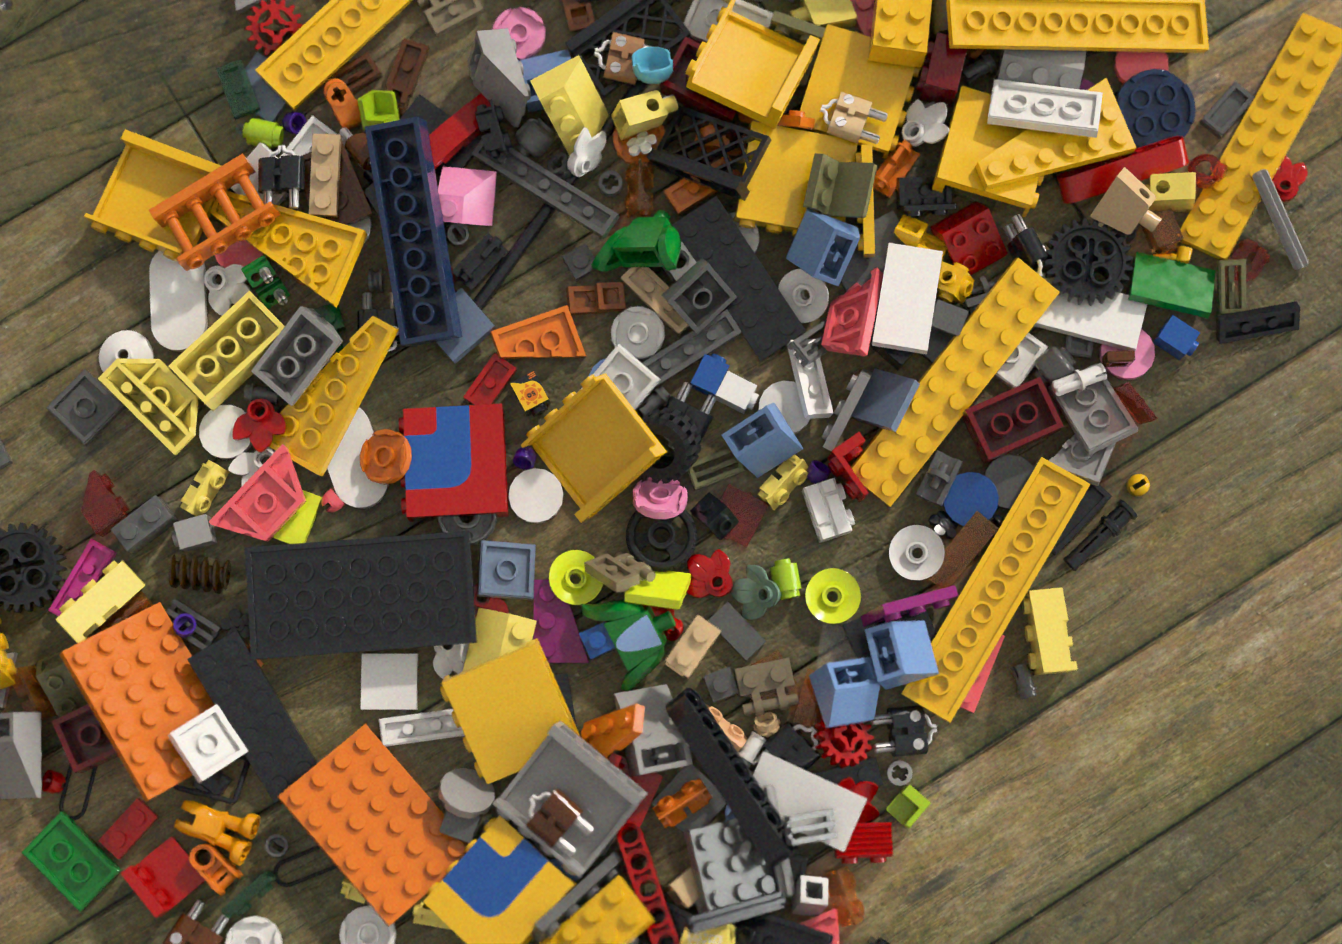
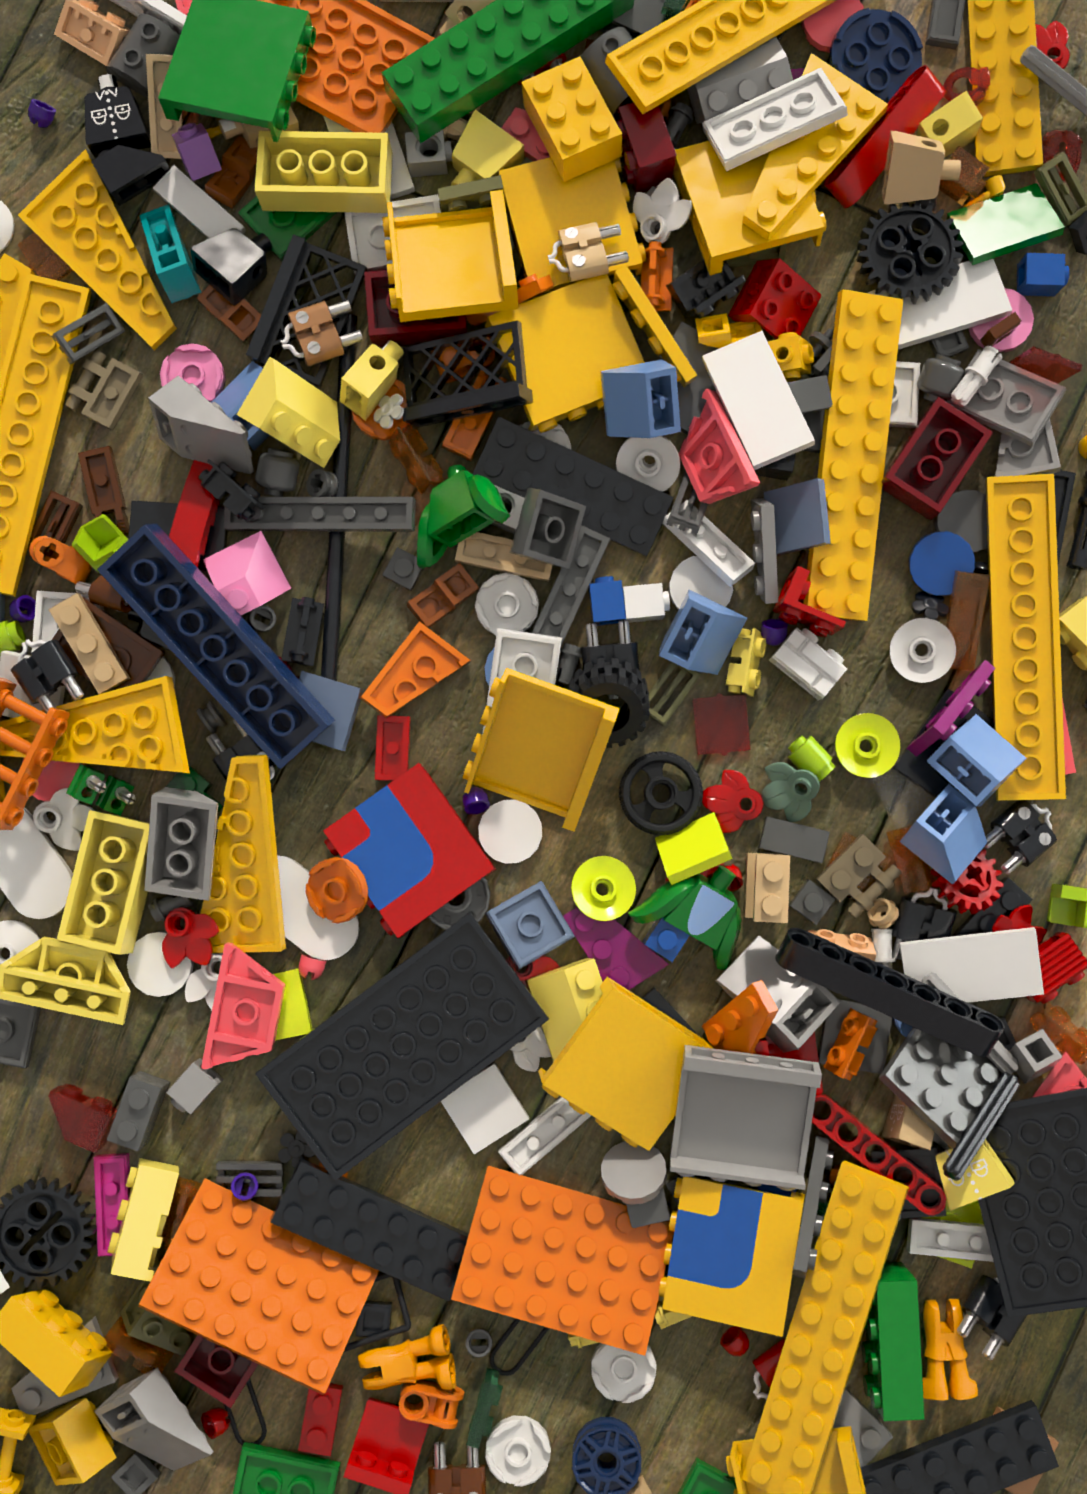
camera: 30 degrees left, 5 degrees up
(199, 575) = (225, 1126): dark brown piece -> none
(207, 743) = (346, 1293): white plate -> none
(211, 479) = (175, 1051): light yellow hinge -> none
(530, 394) = (440, 734): brick -> none
(555, 819) = (744, 1147): reddish brown piece -> none
(586, 152) = (340, 454): white plate -> none
(605, 177) = (392, 474): dark grey bush -> none
(619, 571) = (645, 858): dark tan plate -> none
(652, 65) = (350, 321): medium azure hair -> none
(659, 499) = (638, 759): bright pink tile -> none
(714, 515) = (700, 739): black bracket -> none
(827, 825) = (1020, 988): tile -> none
(839, 187) = (622, 328): olive bracket -> none
(897, 781) = (1039, 867): light grey bush -> none
(939, 478) = (899, 562): dark grey hips -> none
(1025, 244) = (839, 273): black piece -> none

